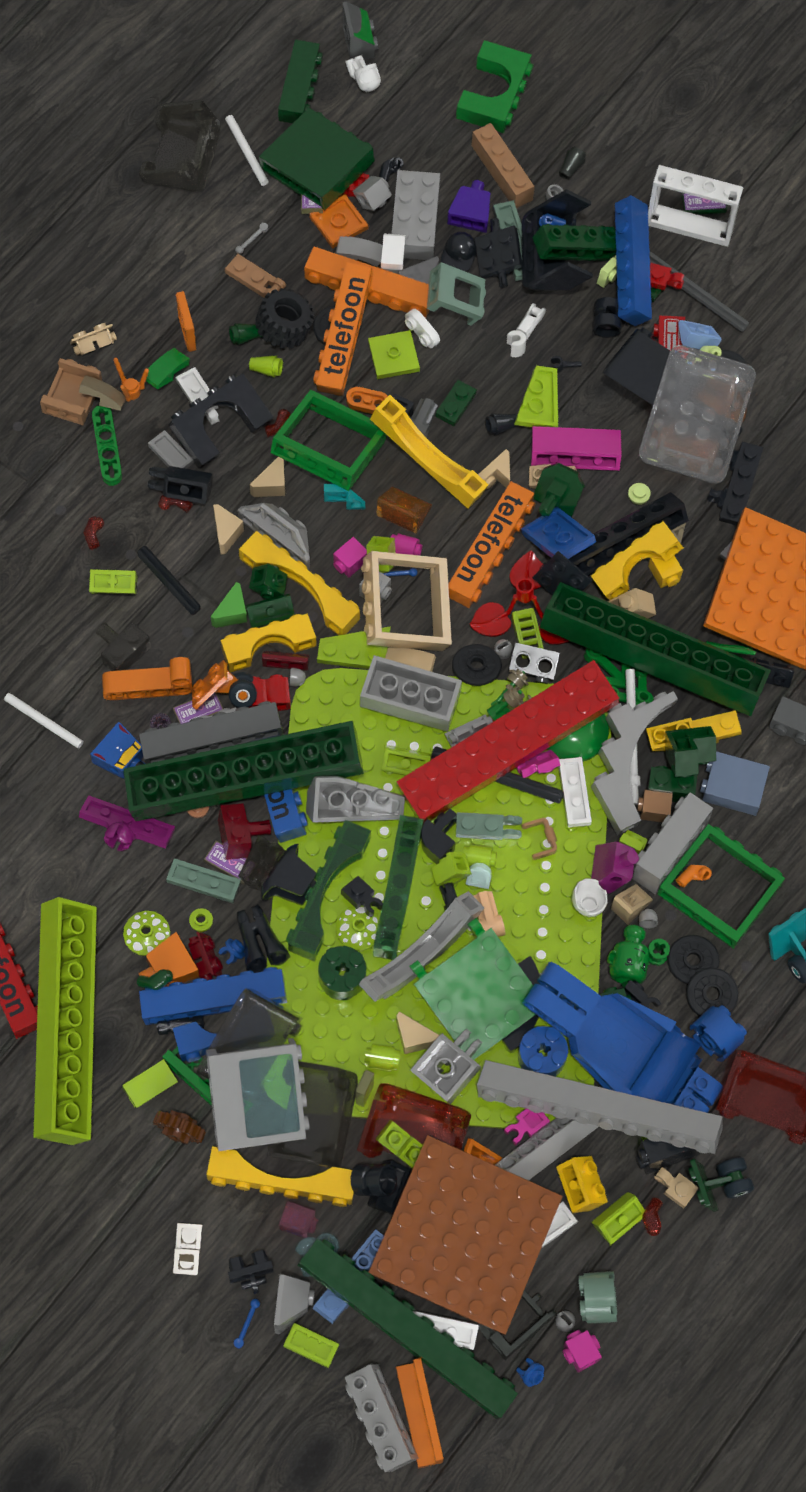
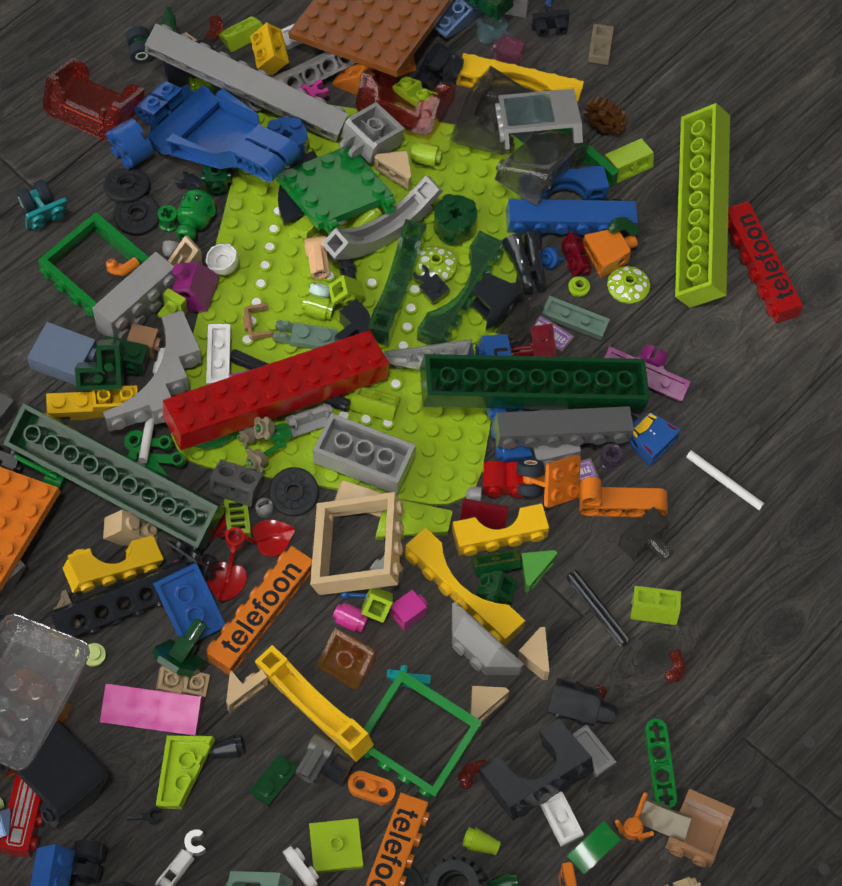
camera: 175 degrees left, 5 degrees down
(364, 1088) = (445, 123): olive tile -> none

